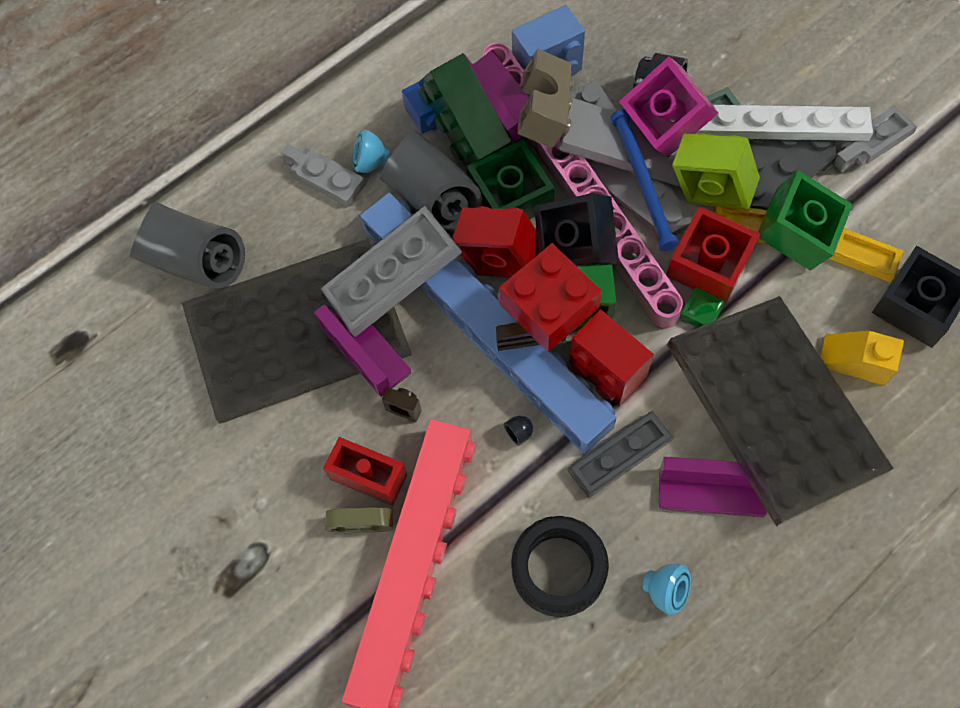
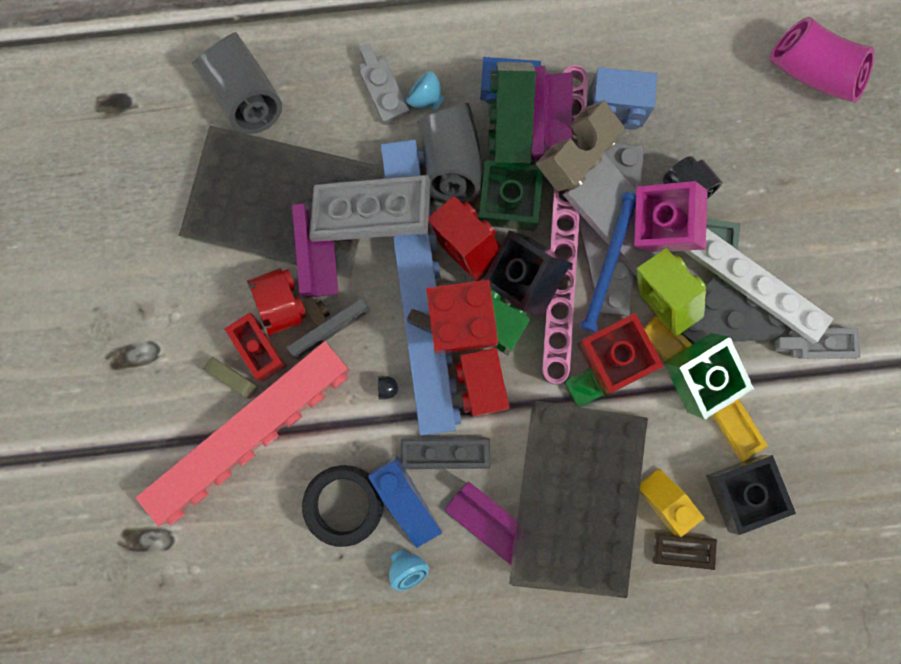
camera: 25 degrees right, 15 degrees up
(356, 412) = (275, 300): none -> red brick
(424, 411) = (328, 329): none -> dark grey tile
(618, 520) = (404, 501): none -> blue slope
(886, 404) = (659, 548): none -> dark brown tile

